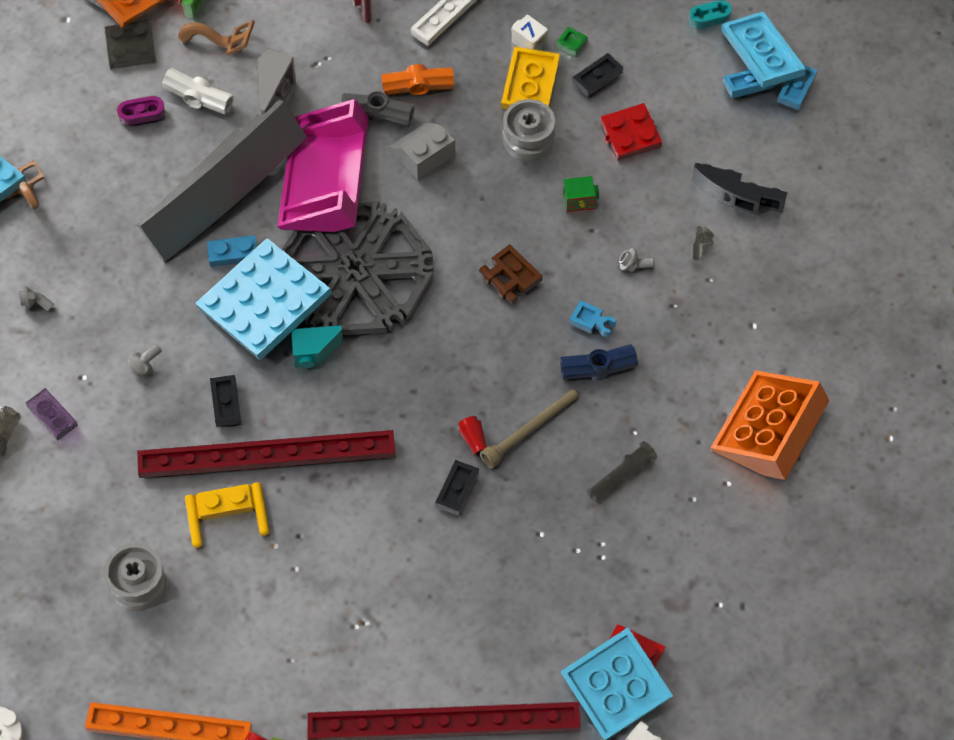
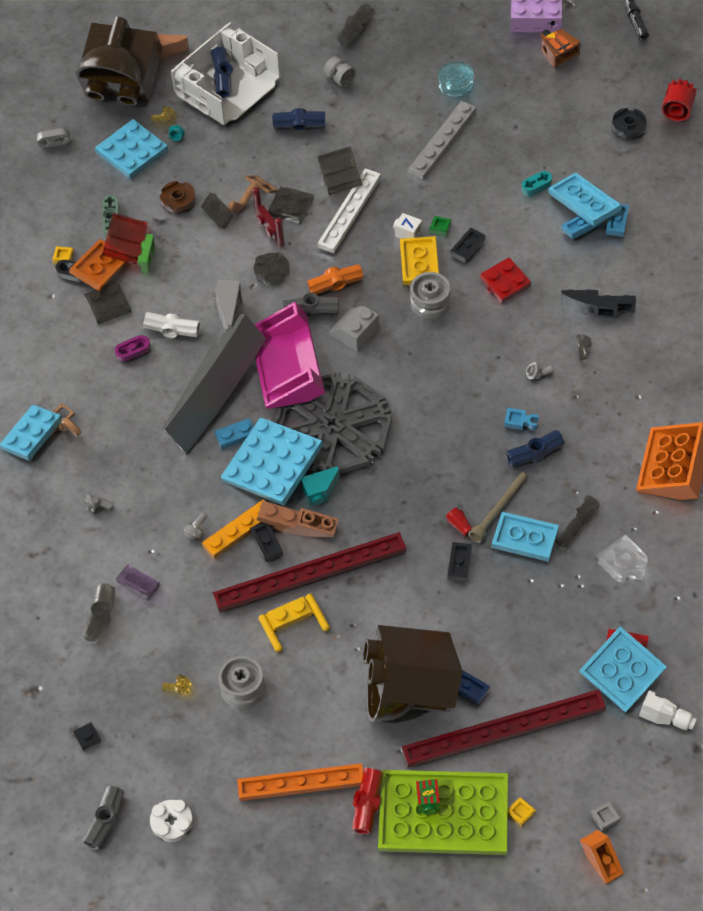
camera: 10 degrees left, 5 degrees down
(61, 562) = (181, 685): none -> clear yellow plate
(189, 30) = (151, 281): medium nougat piece -> none
(196, 375) = (232, 532): none -> light orange plate
(271, 385) = (297, 522): none -> nougat slope
(342, 619) = (410, 672): none -> dark brown piece
(344, 37) = (268, 260): none -> clear smoke plate
(415, 652) = (473, 688): none -> blue plate
(516, 269) = (451, 396): reddish brown plate -> none
(550, 475) = (525, 536): none -> medium azure plate
(580, 193) = (482, 332): green brick -> none
(665, 538) = (623, 560): none -> clear plate

